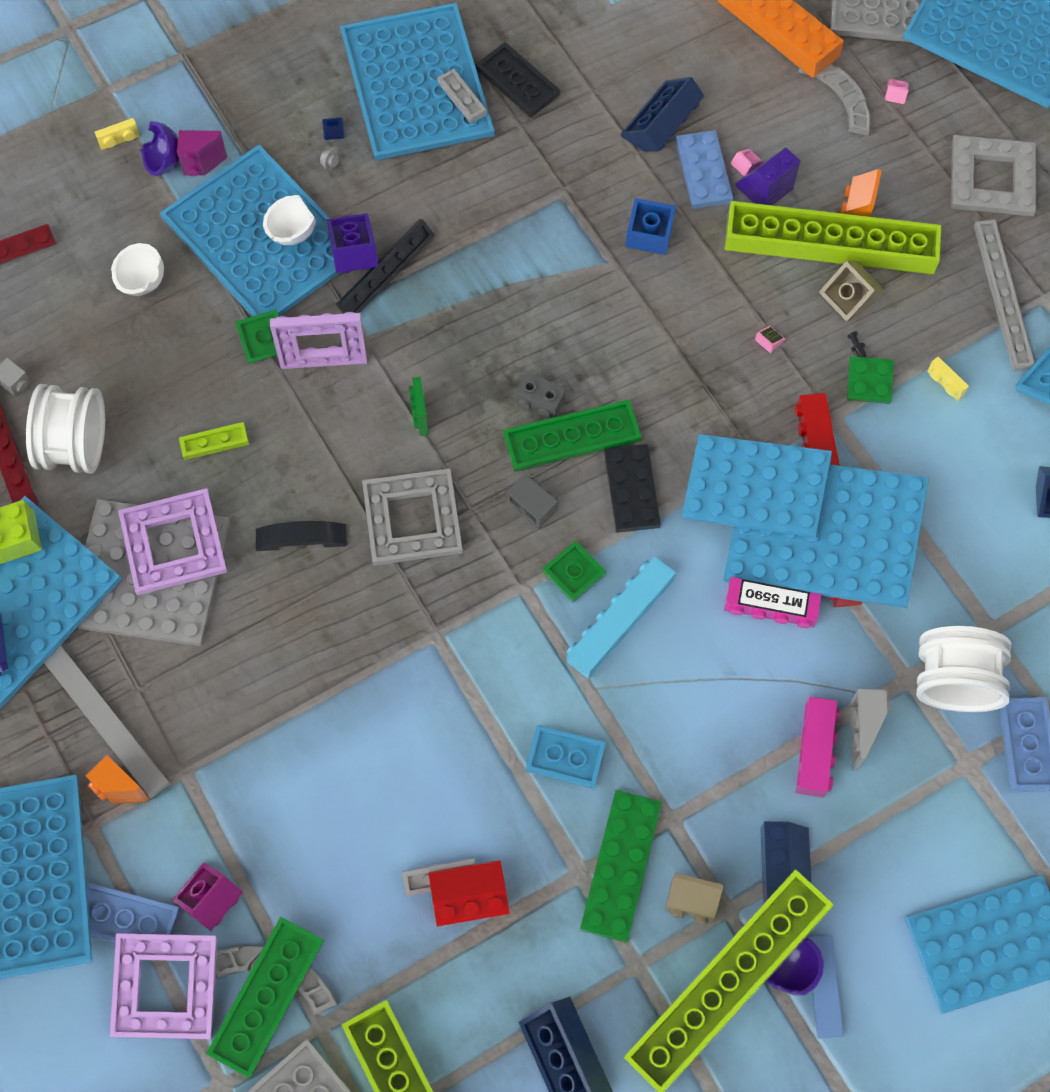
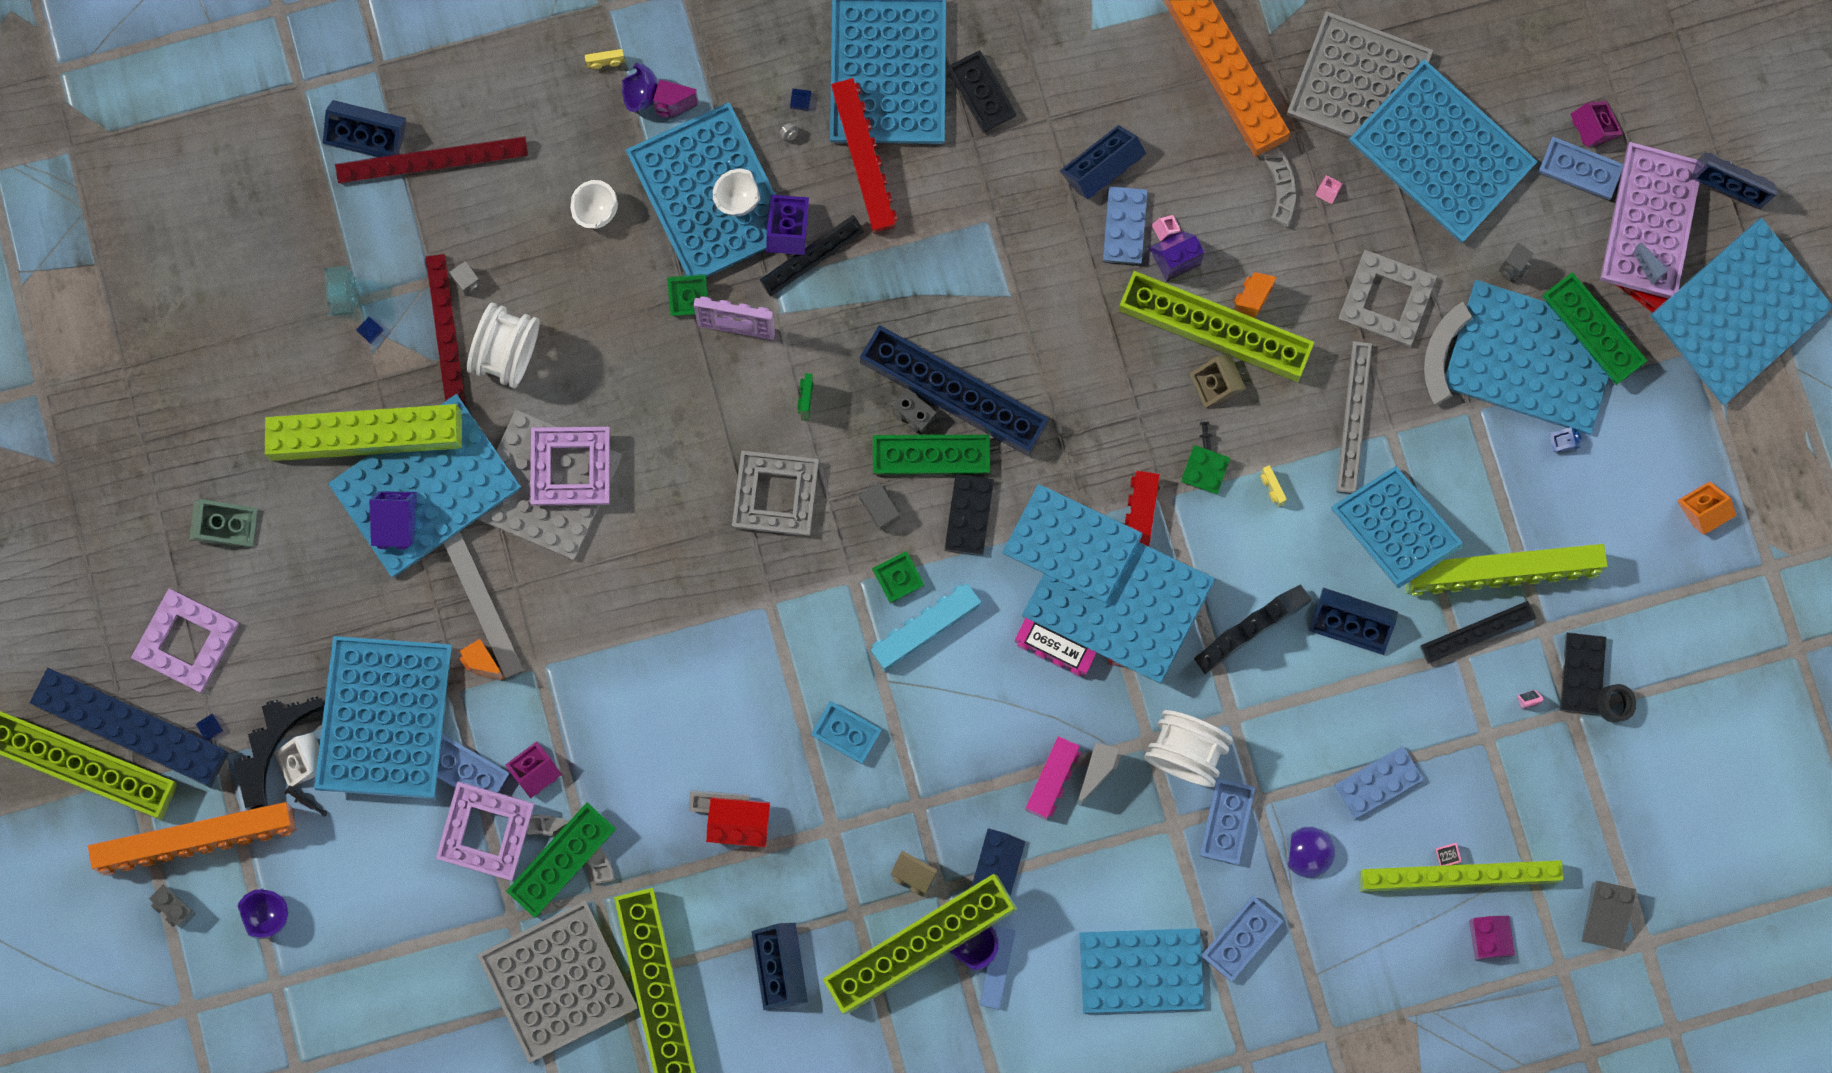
camera: 15 degrees right, 10 degrees up
(213, 441) = (624, 381): lime plate -> none
(300, 533) = (678, 485): black slope -> none
(414, 160) = (863, 156): none -> red brick
(462, 96) = (924, 99): light grey tile -> none
(577, 363) = (953, 390): none -> dark blue brick
(620, 866) = (866, 831): green plate -> none
(650, 226) = (1056, 274): blue brick -> none
(769, 339) = (1131, 407): slope -> none
(979, 528) = (1251, 627): none -> black arch

